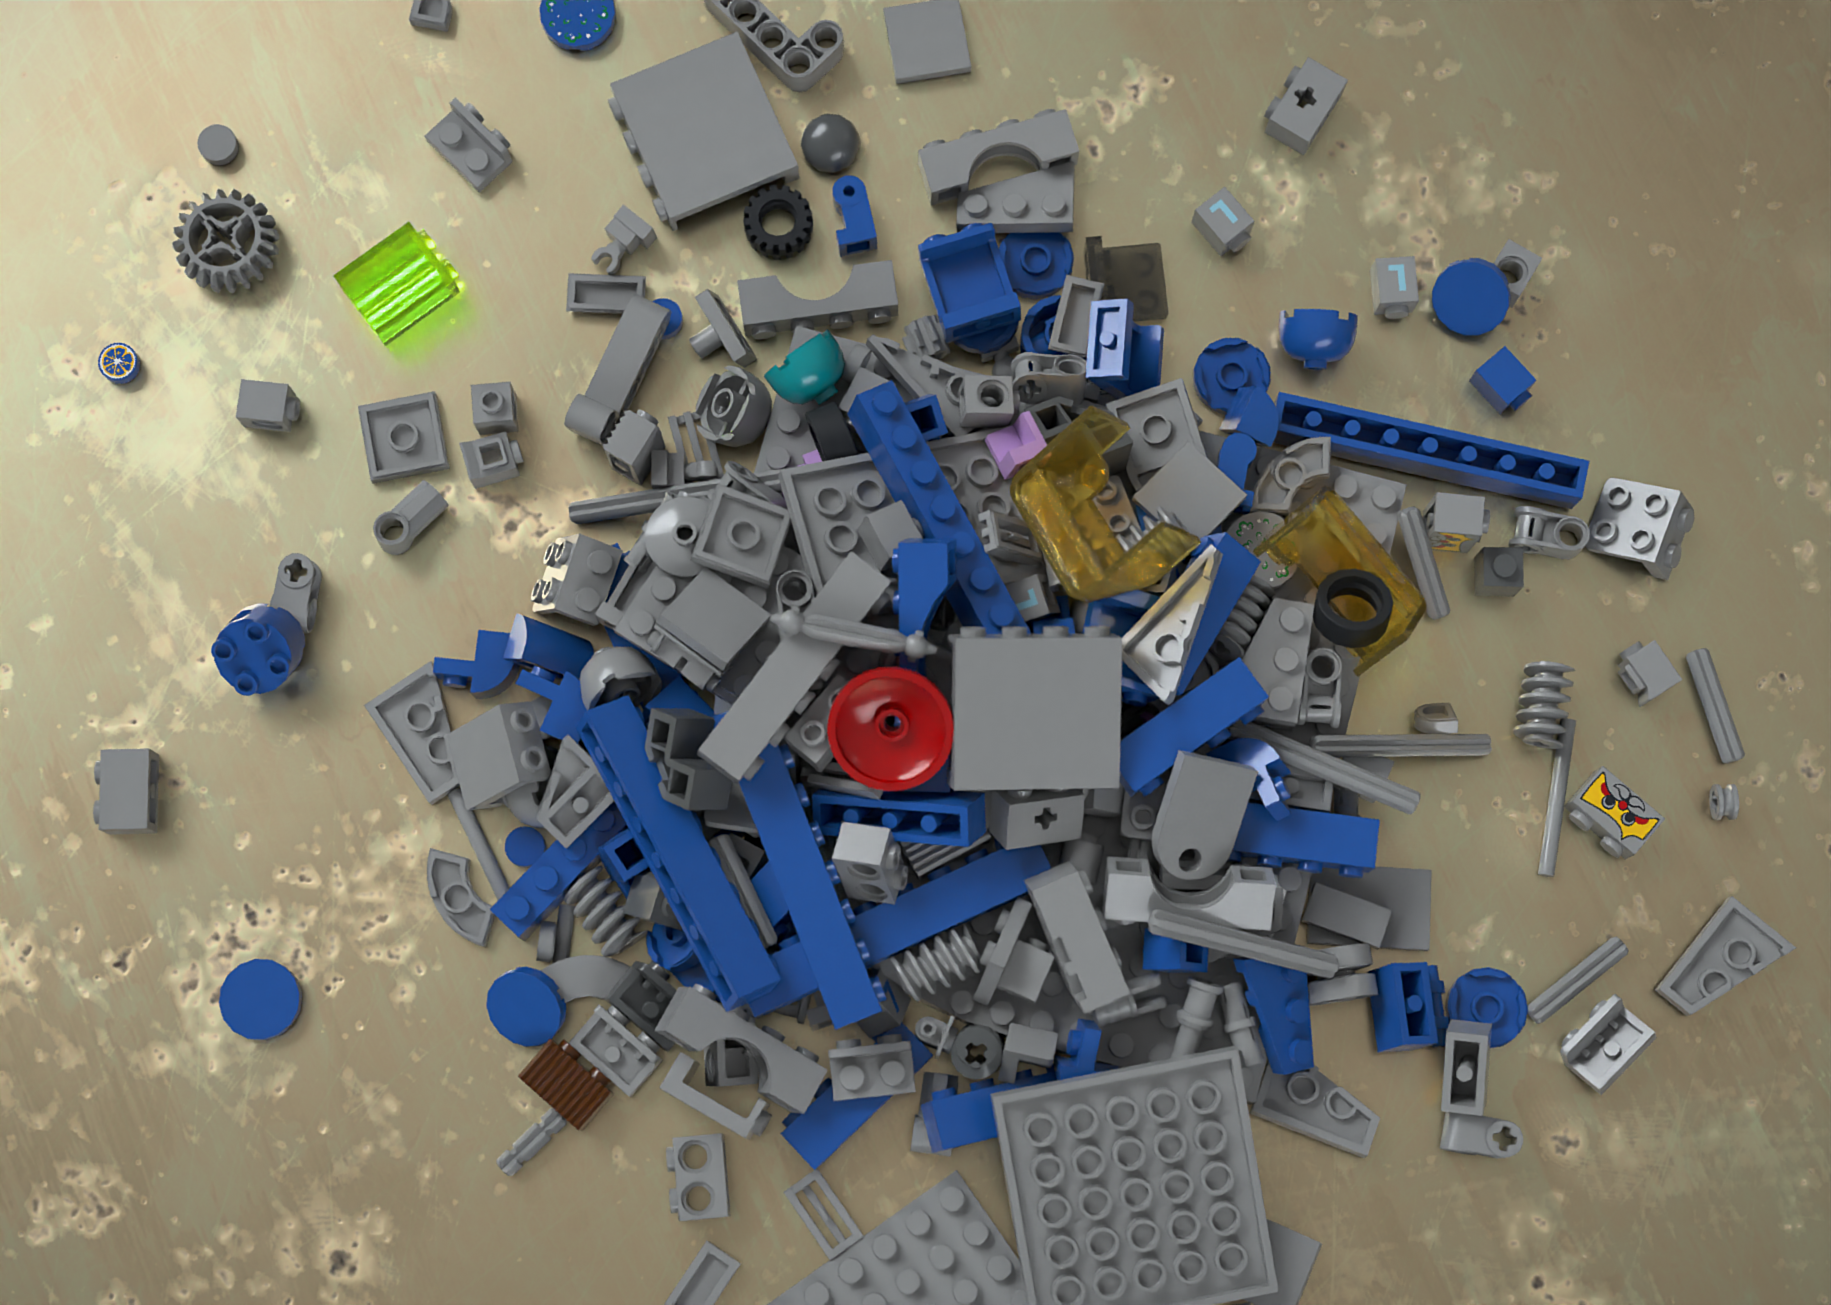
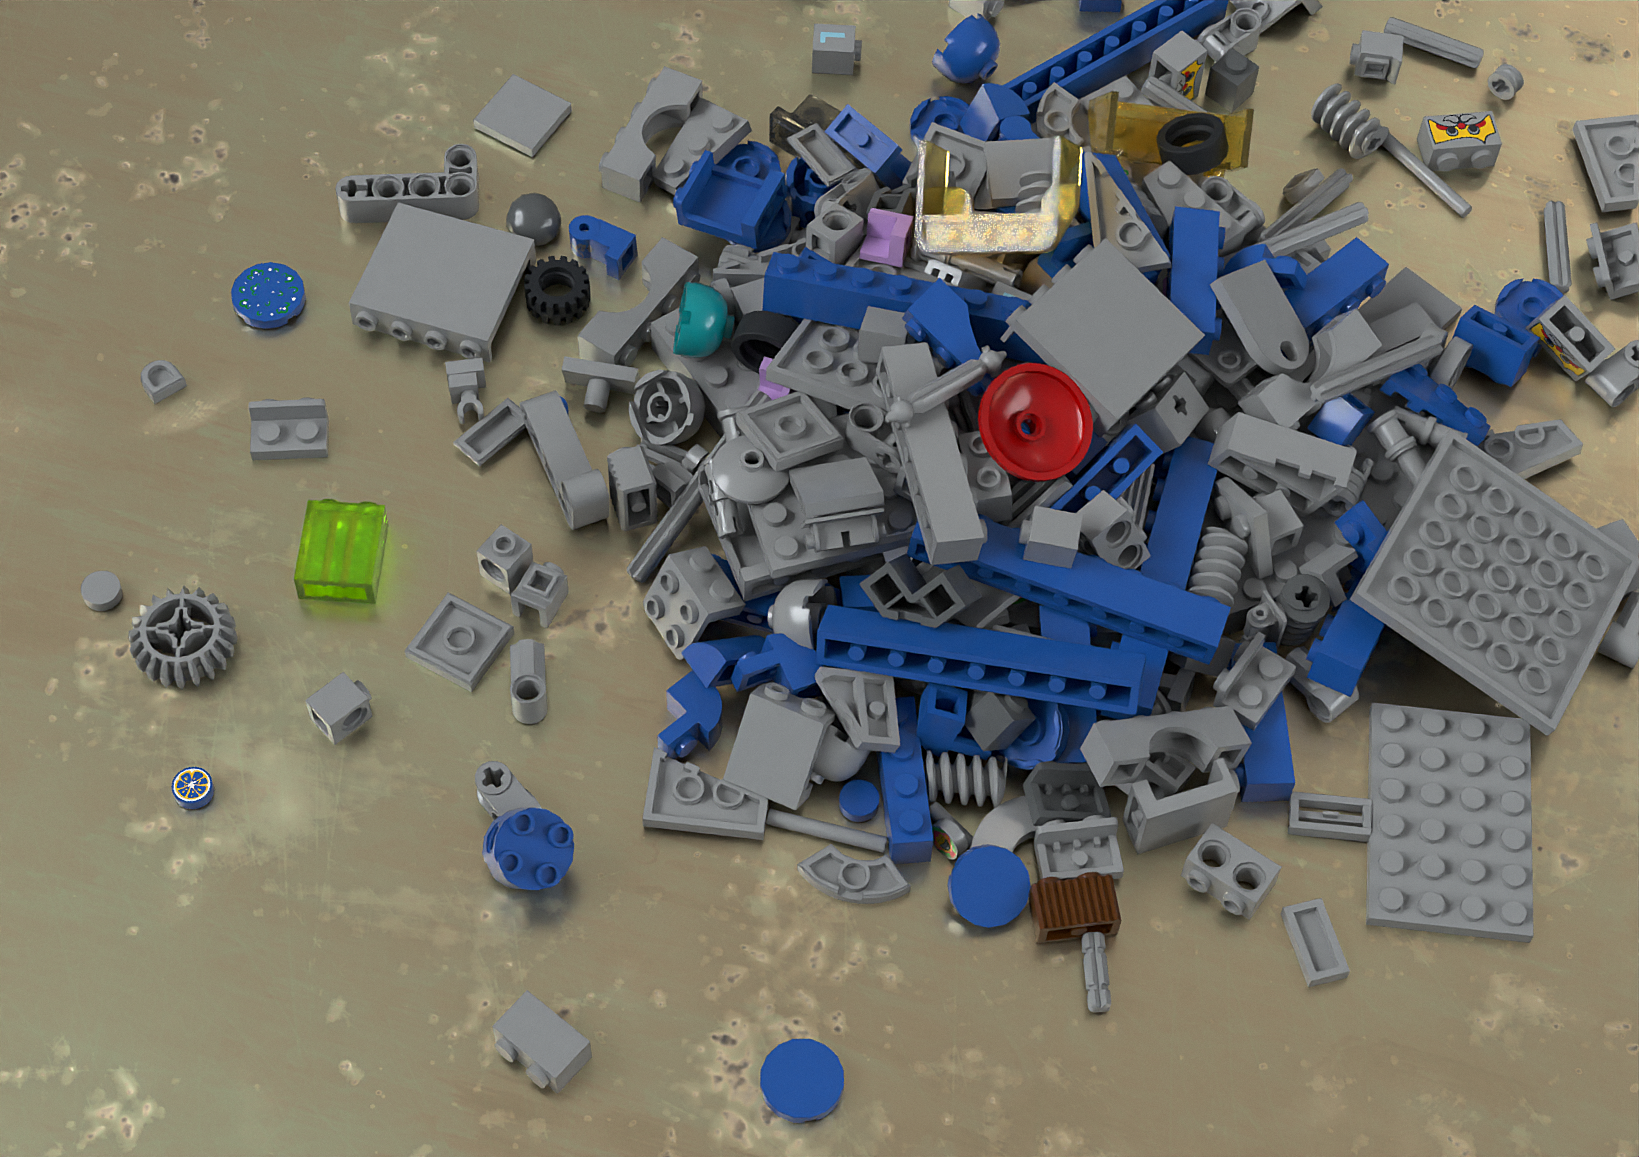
camera: 50 degrees left, 20 degrees down
(802, 825) = (1051, 536): none -> light grey brick

